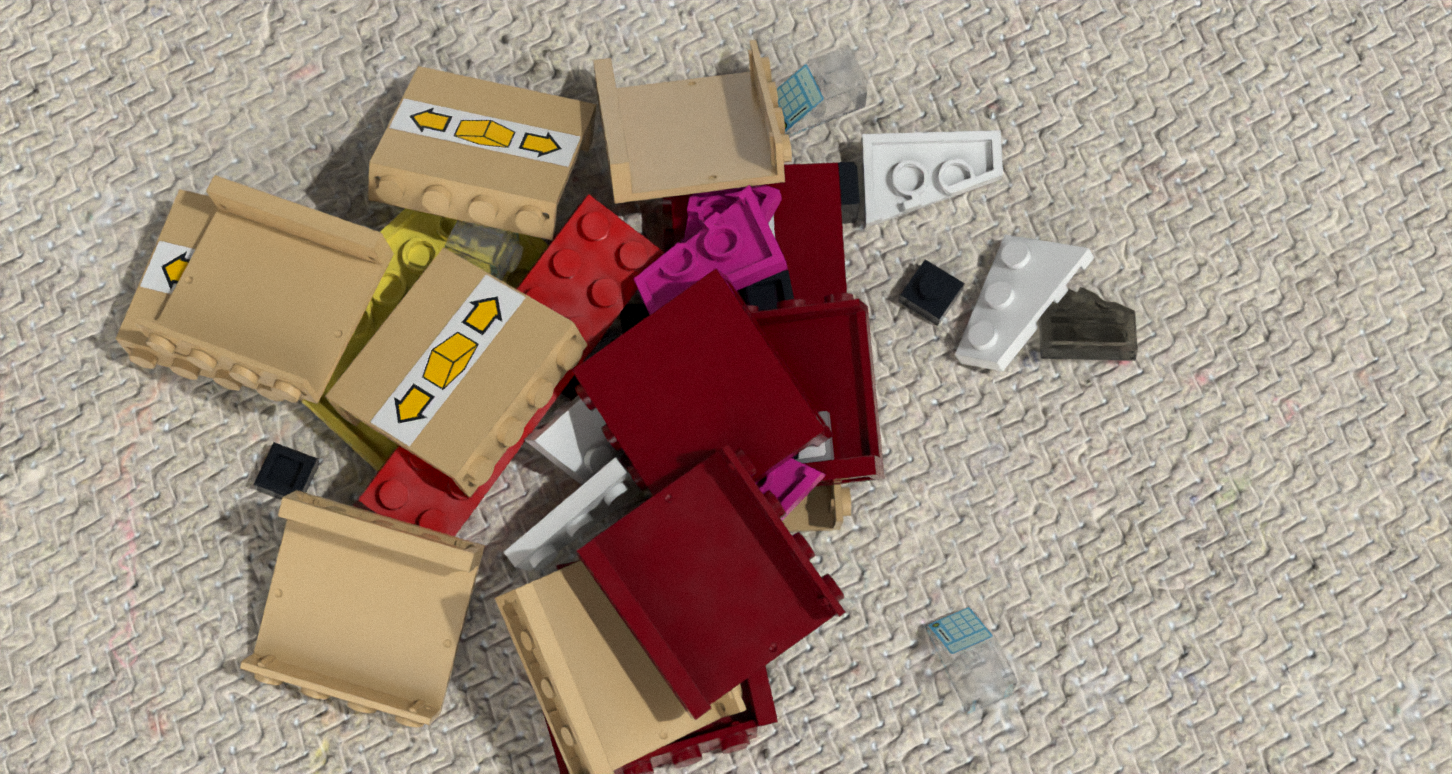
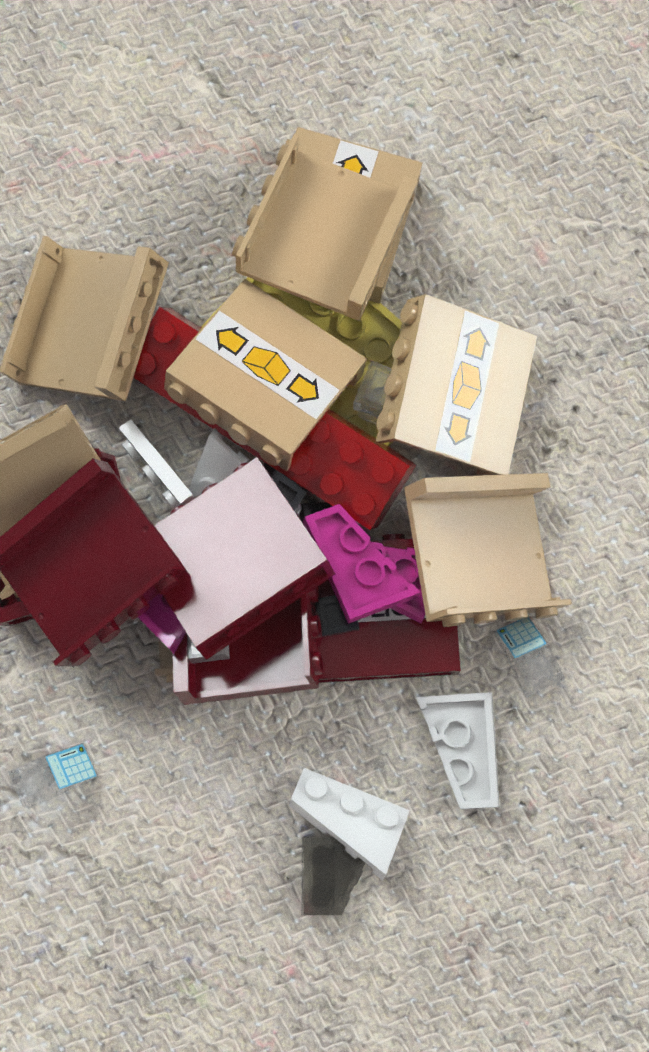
camera: 90 degrees right, 10 degrees up
(285, 471) = (202, 262): black tile -> none
(849, 191) = (441, 681): black tile -> none
(931, 292) = (359, 750): black plate -> none

